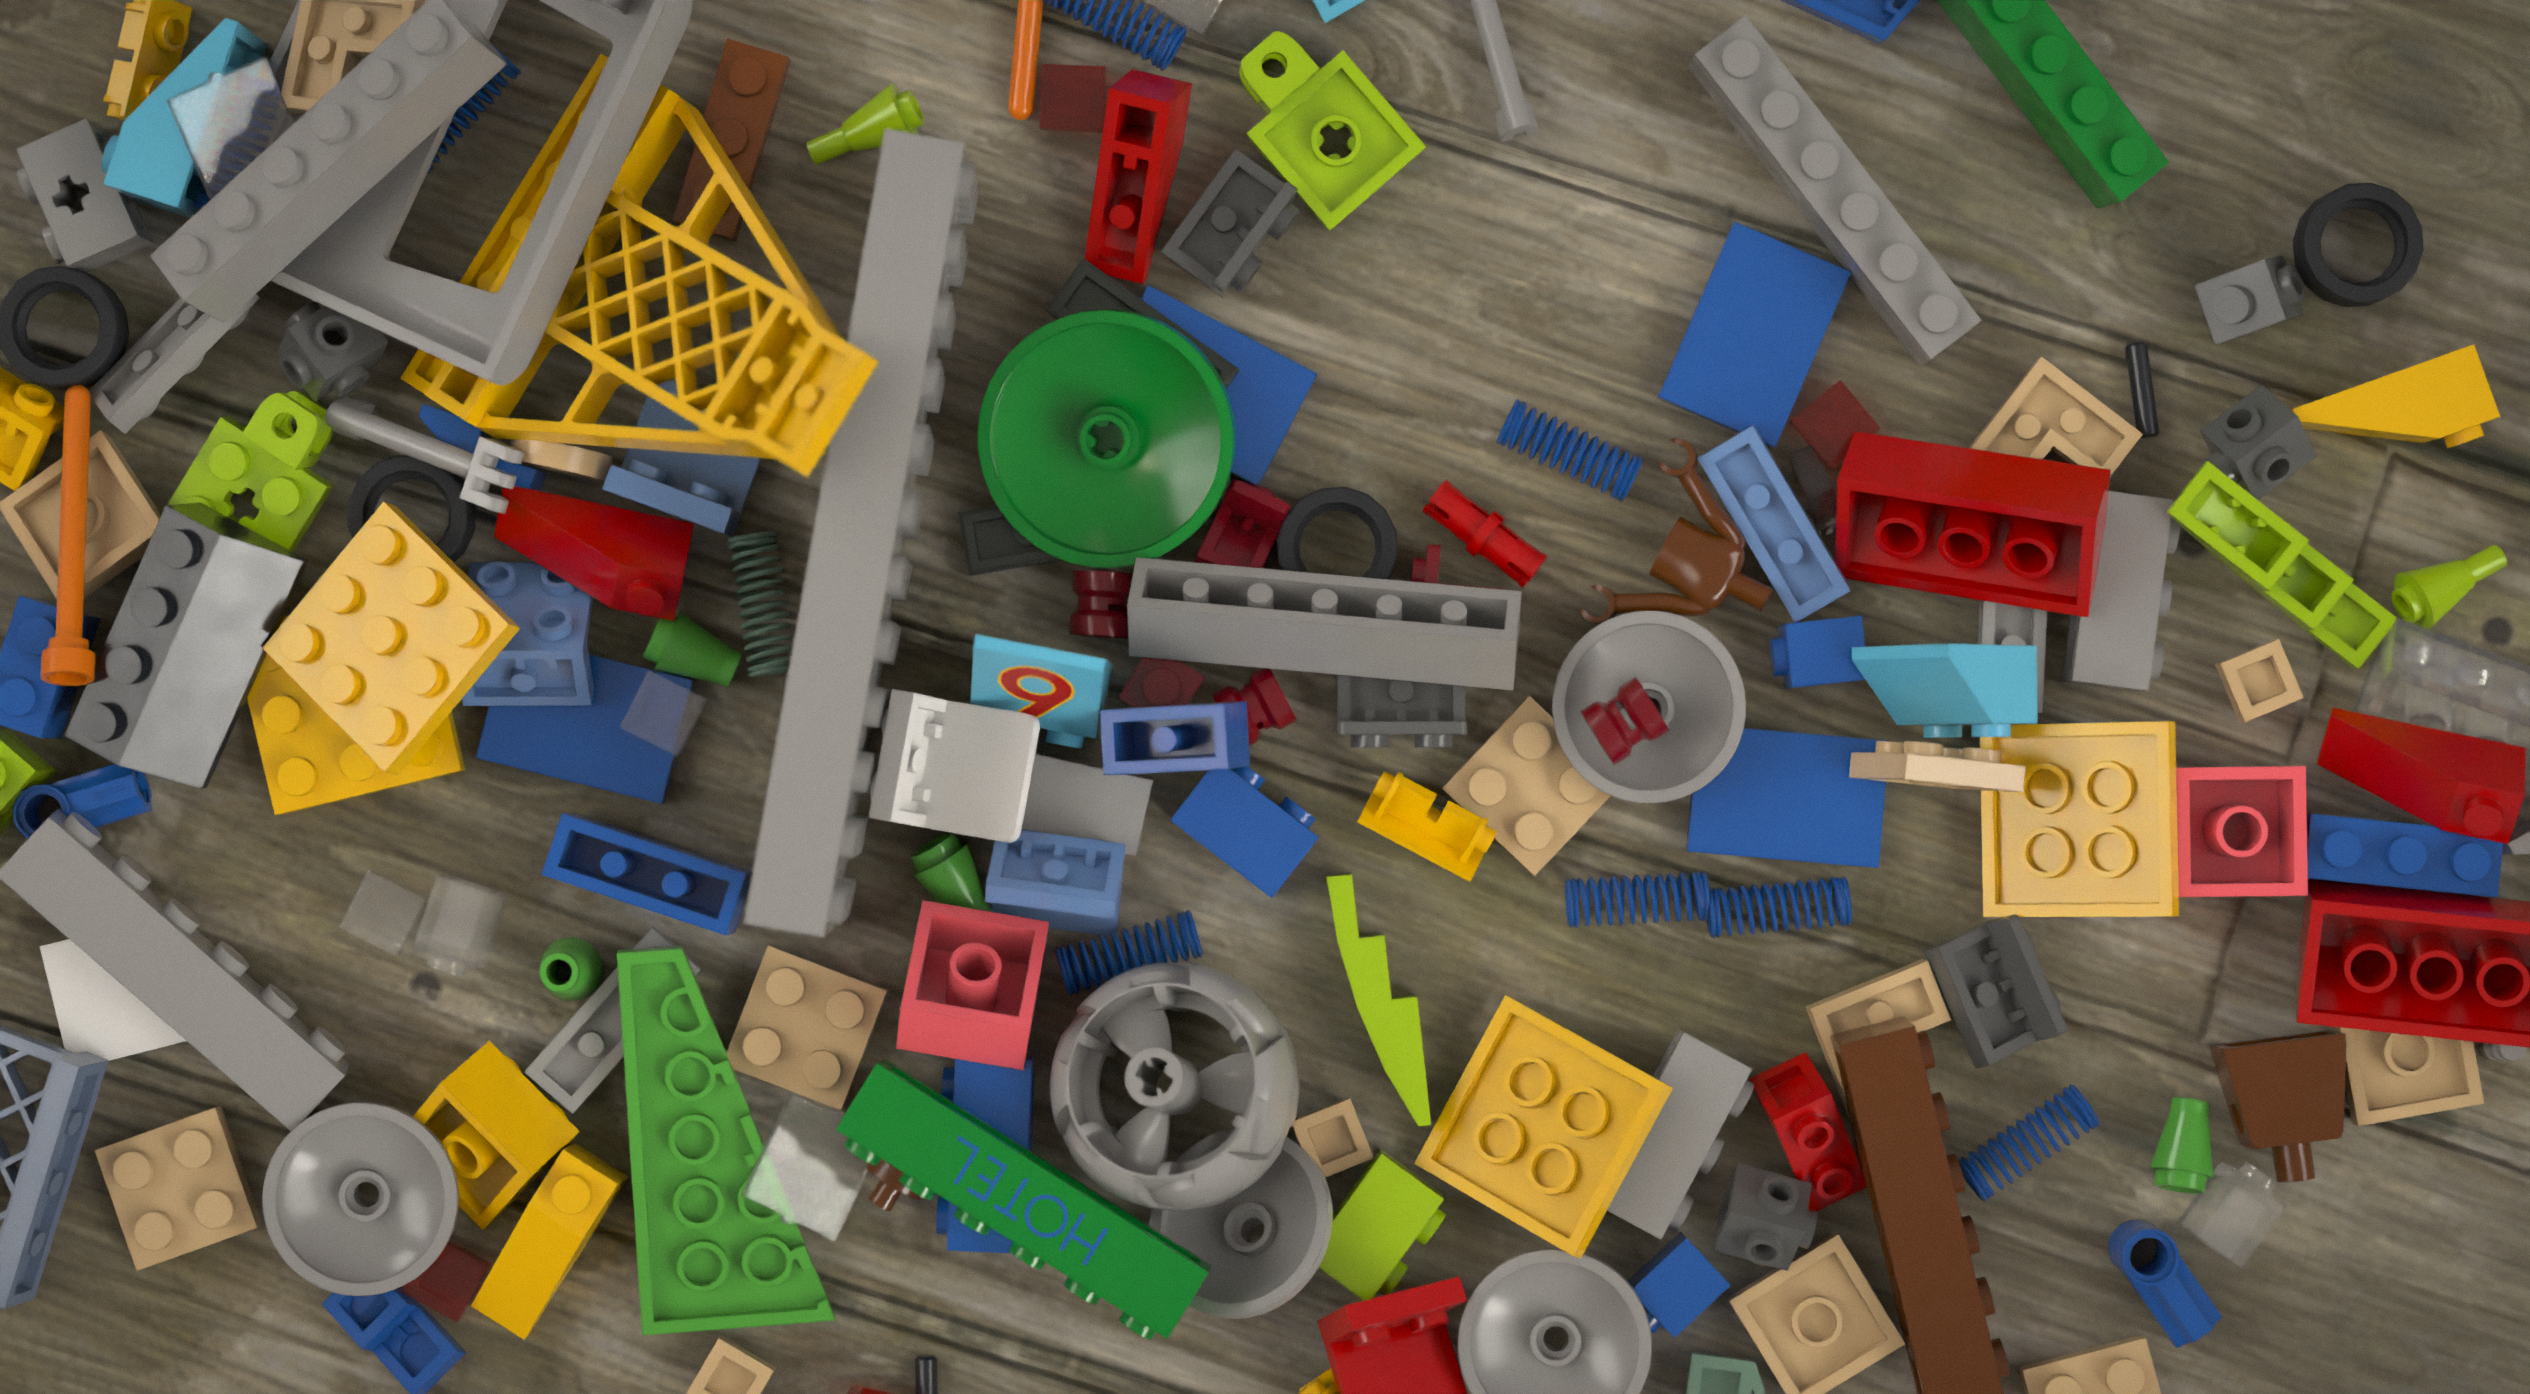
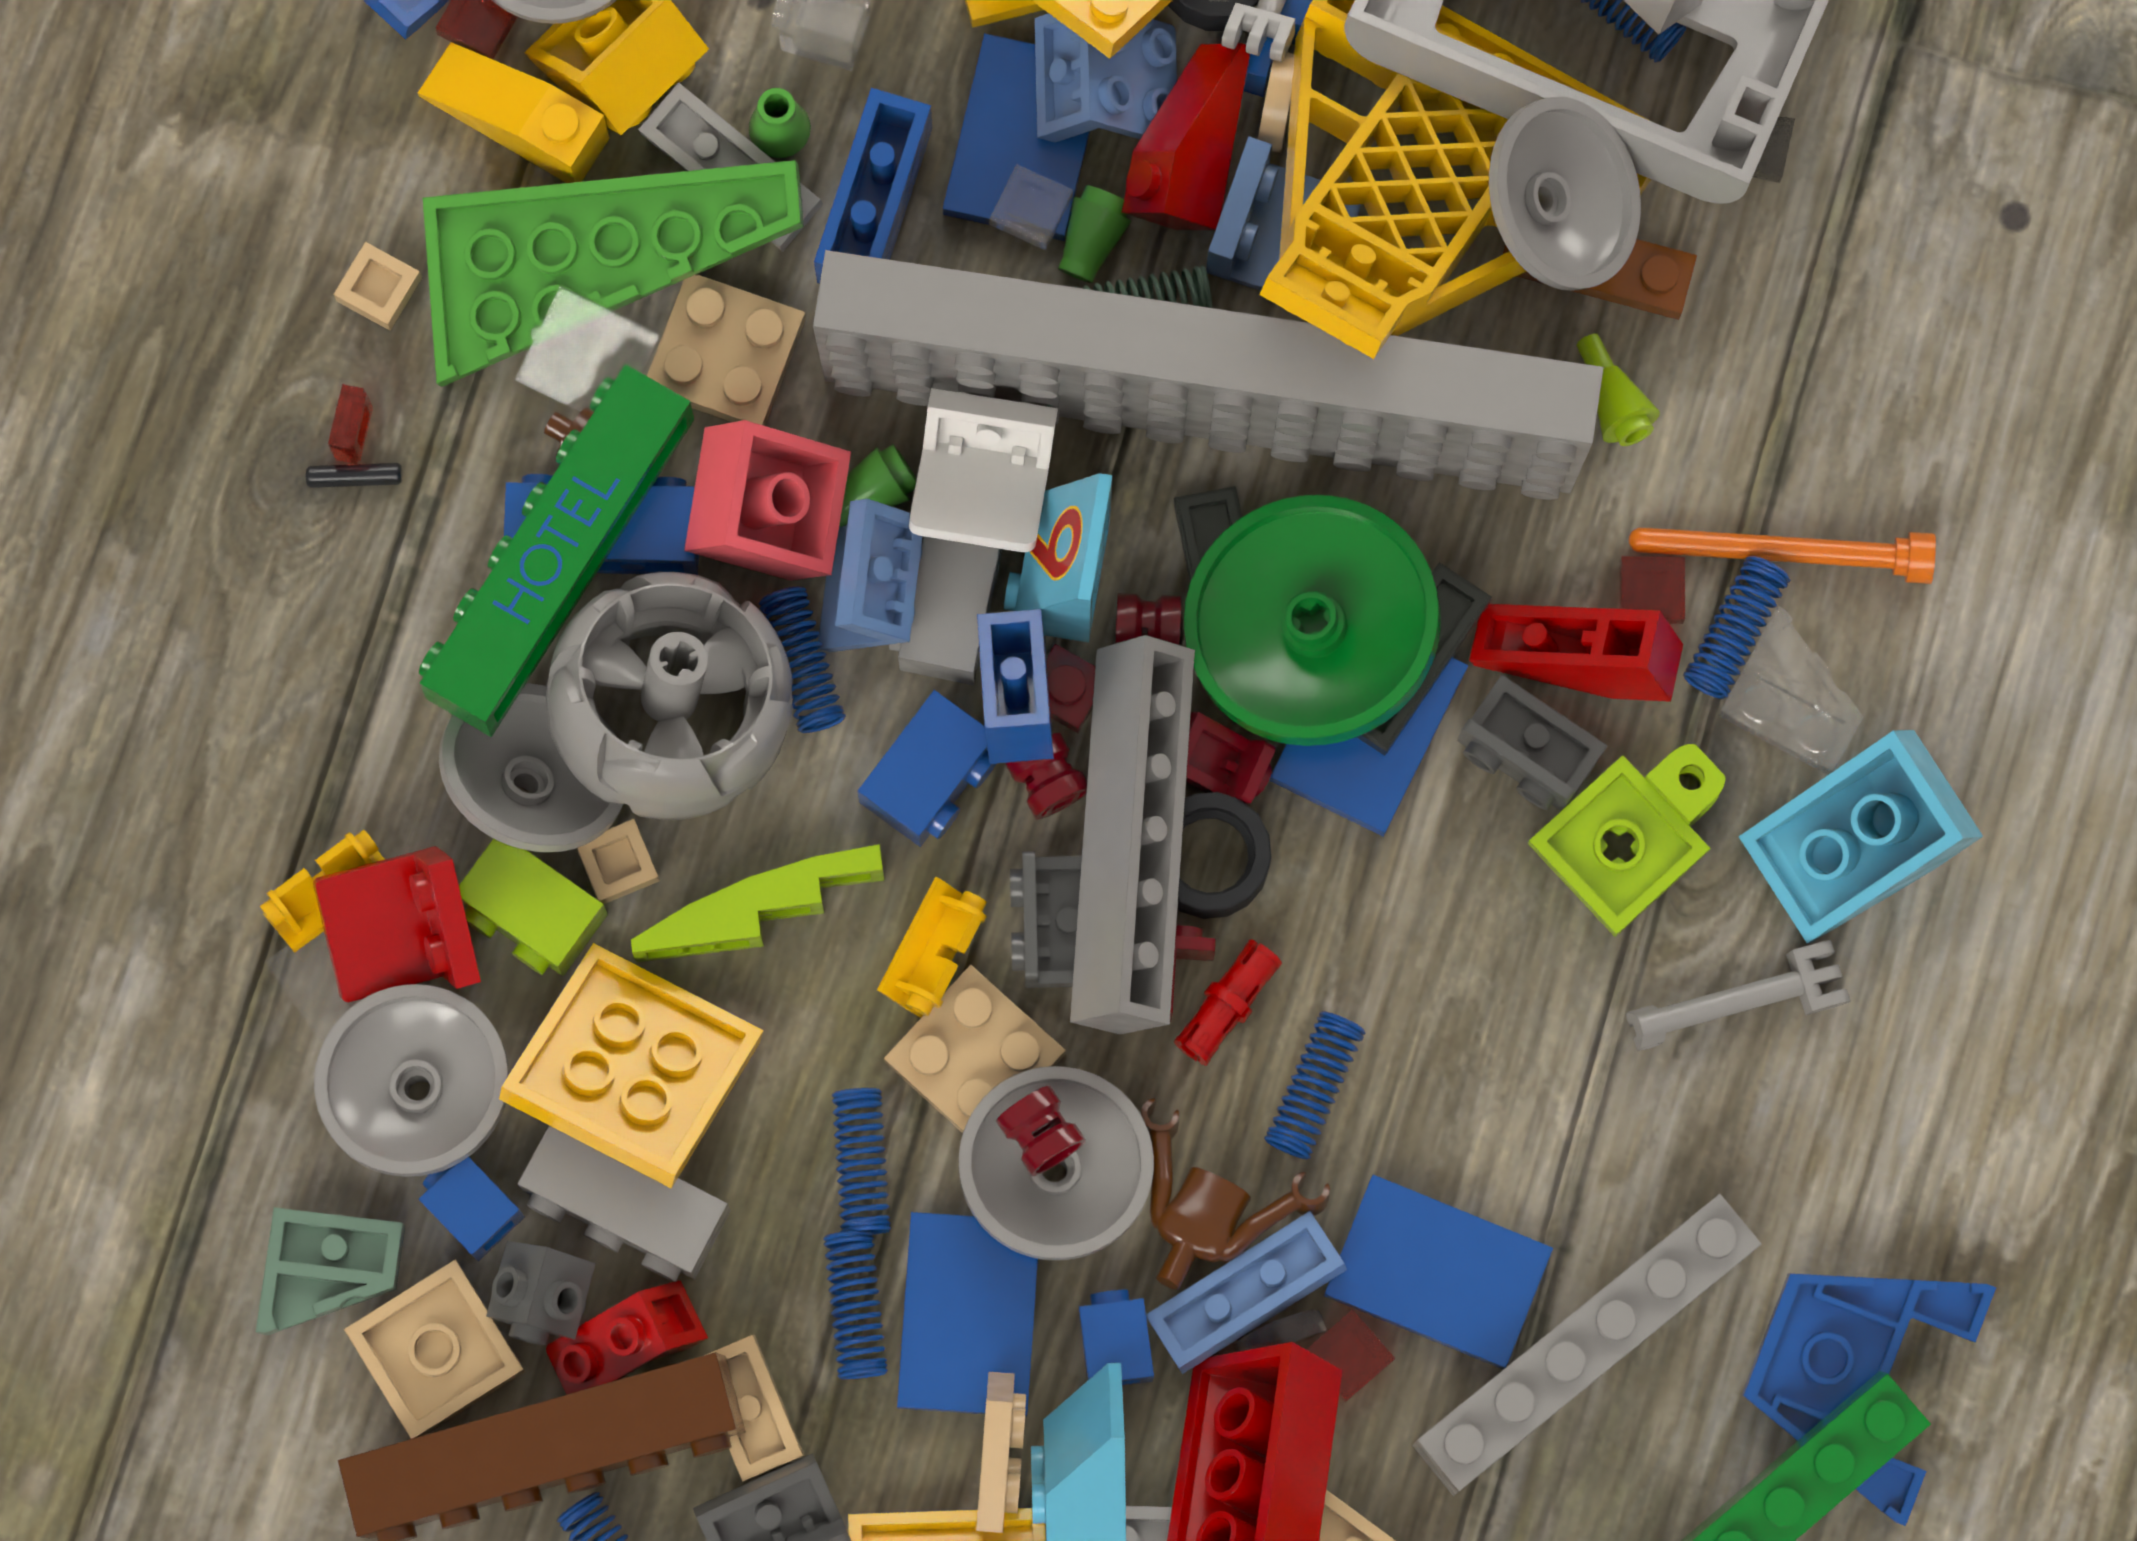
camera: 85 degrees right, 10 degrees down
(689, 163) = (1564, 193): none -> light grey dish

